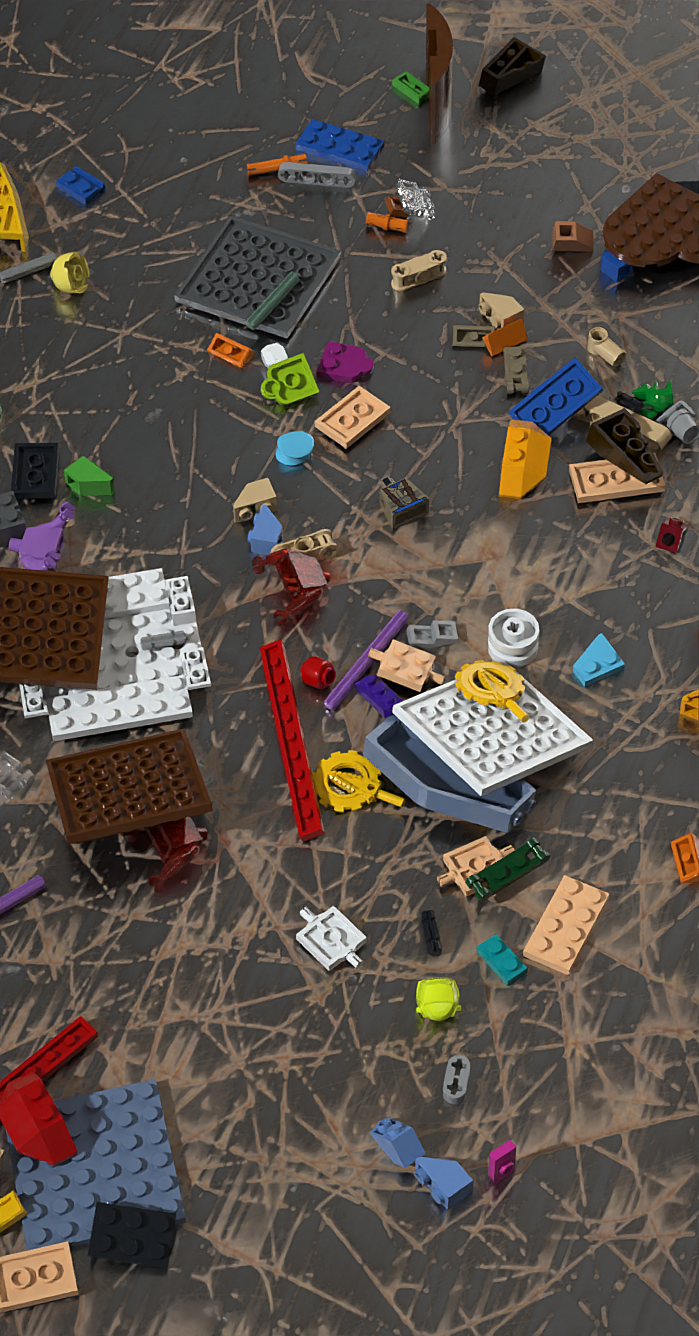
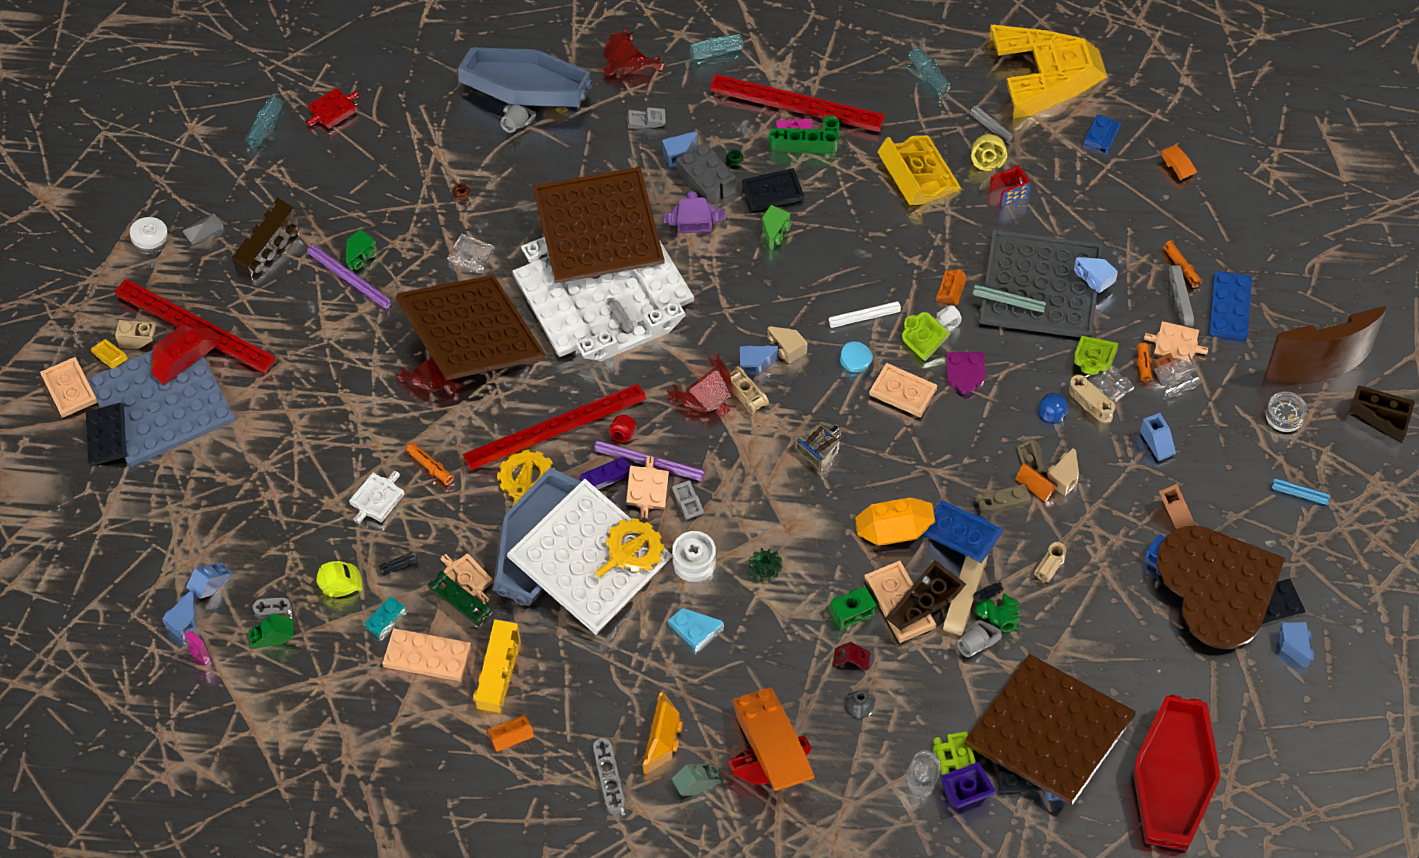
camera: 75 degrees right, 5 degrees up
(64, 340) = (918, 169): none -> yellow piece
(130, 261) = (1007, 178): none -> red piece
(143, 135) = (1178, 159): none -> orange slope
(239, 429) = (864, 314): none -> white axle
(270, 224) = (1095, 272): none -> light blue slope
(308, 870) = (435, 468): none -> orange pin
(366, 254) = (1095, 355): none -> lime plate
(370, 193) = (1177, 340): none -> light nougat plate
(400, 252) = (1108, 386): none -> clear plate
(416, 304) = (1053, 407): none -> blue hair
(483, 230) = (1158, 436): none -> medium blue slope
(485, 134) = (1286, 411): none -> clear piece
(494, 1083) = (271, 632): none -> green slope
(539, 579) = (765, 564): none -> clear green gear
(576, 150) = (1301, 491): none -> dark azure axle
(608, 849) = (497, 666): none -> yellow wedge
(615, 517) = (845, 616): none -> green brick

